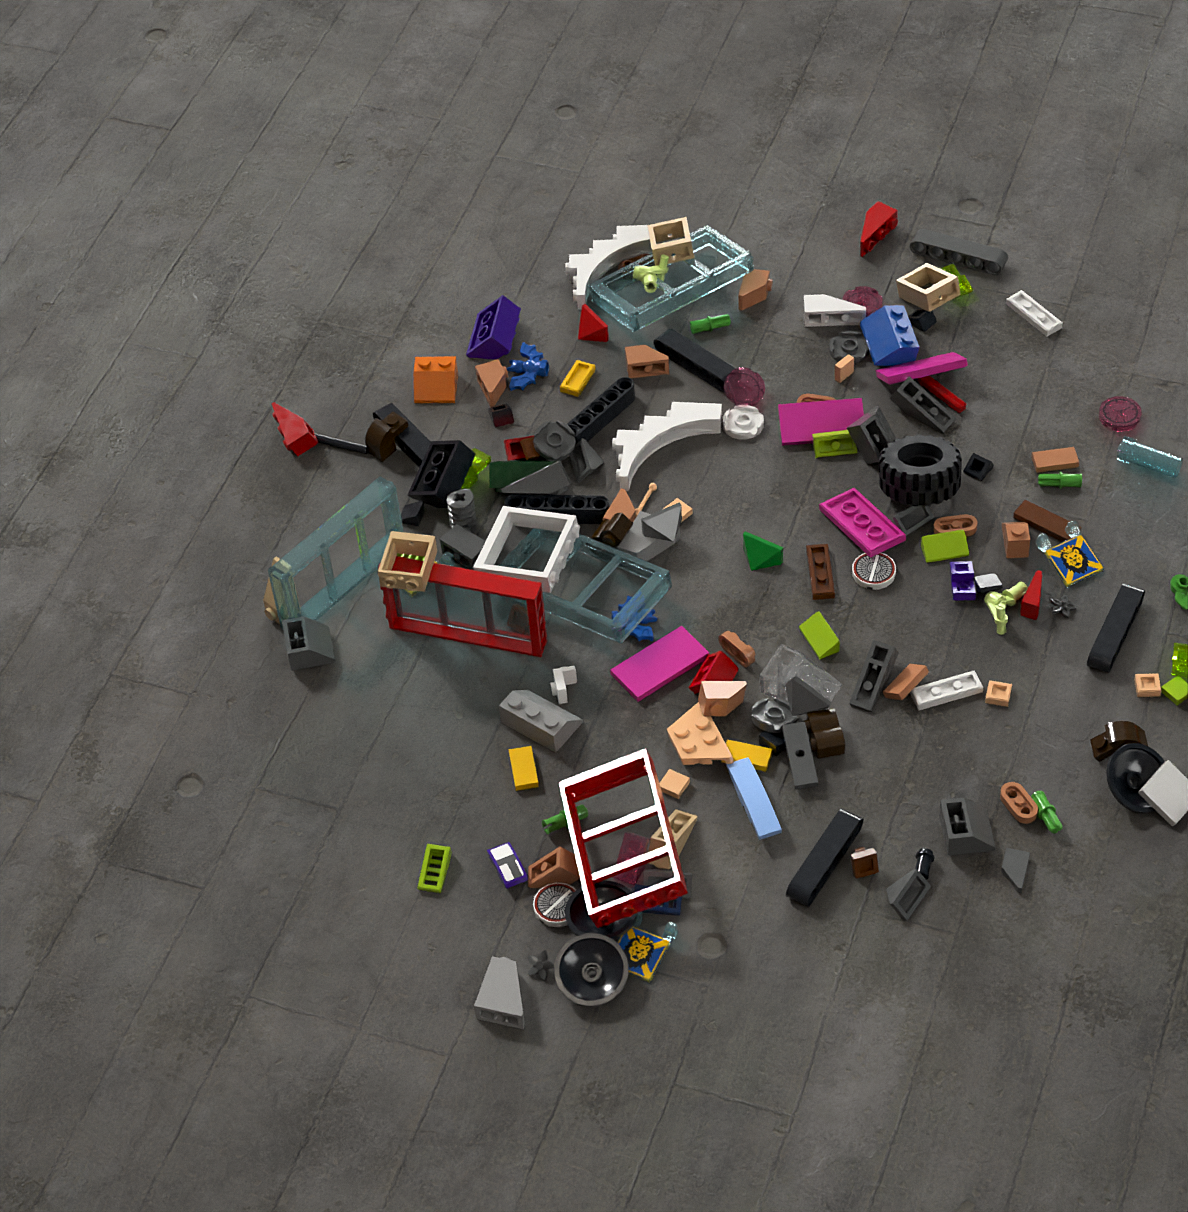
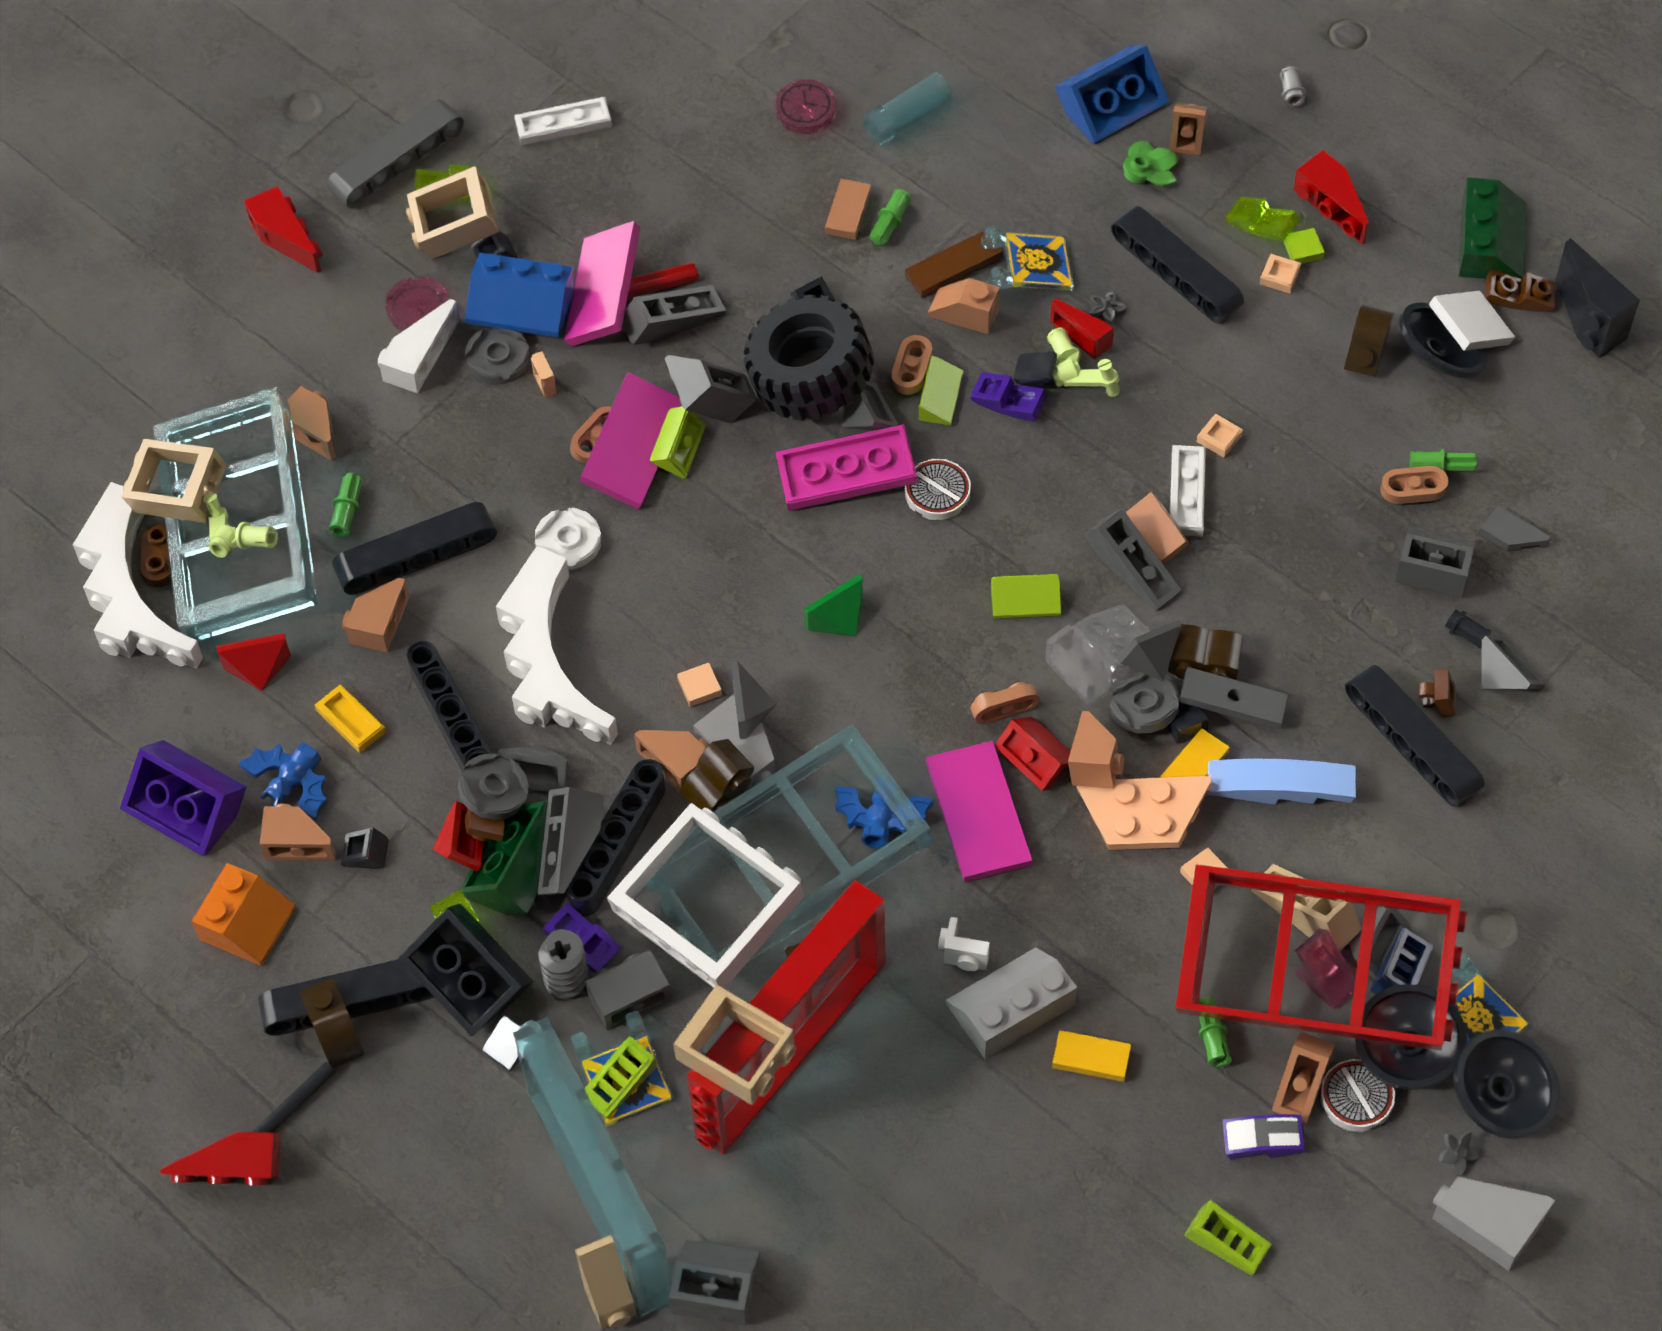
camera: 70 degrees left, 10 degrees up
(487, 519) = (597, 944): none -> dark purple slope
(652, 487) = (633, 699): light nougat hinge -> none
(744, 387) = (510, 508): clear pink tile -> none
(820, 571) = (905, 553): reddish brown tile -> none

